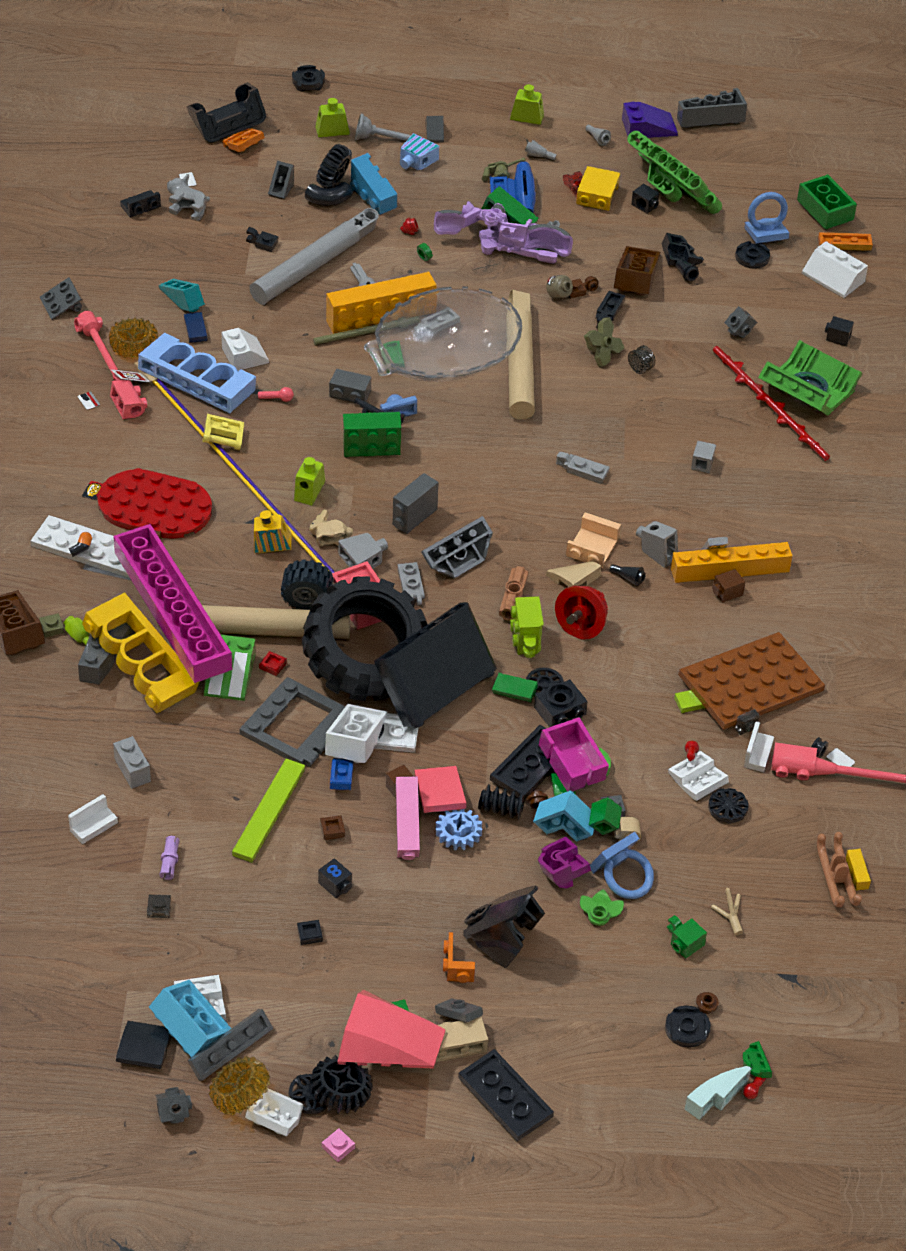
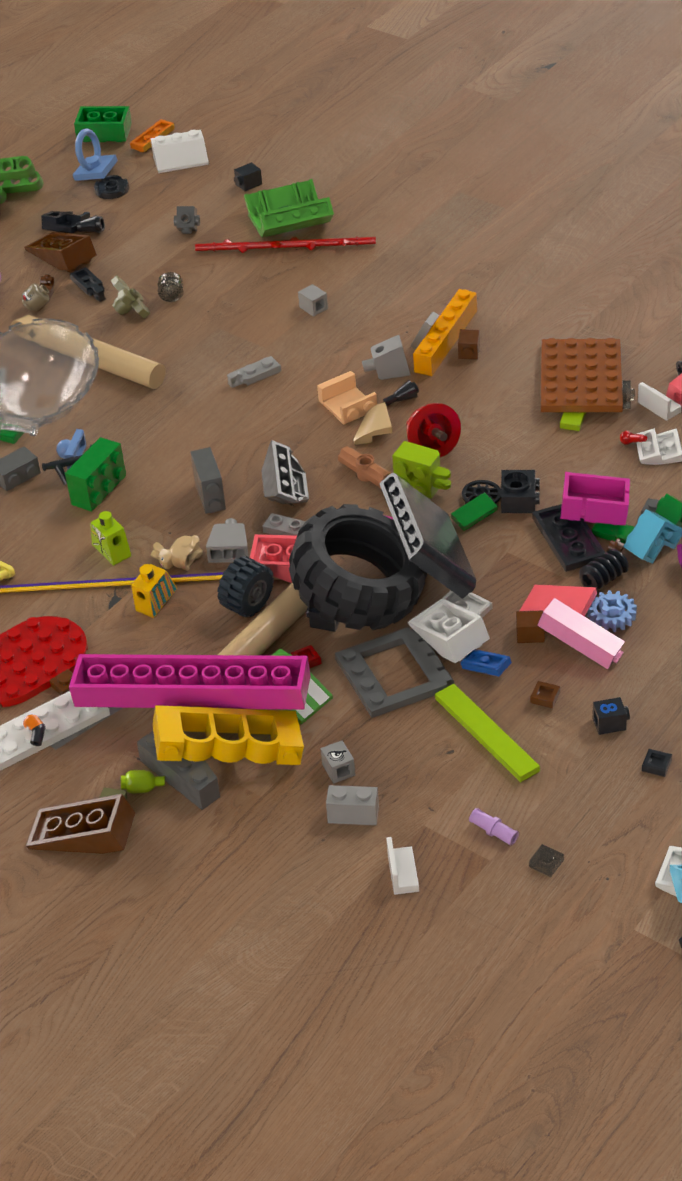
camera: 50 degrees left, 5 degrees down
(171, 733) = (337, 761): none -> light grey brick

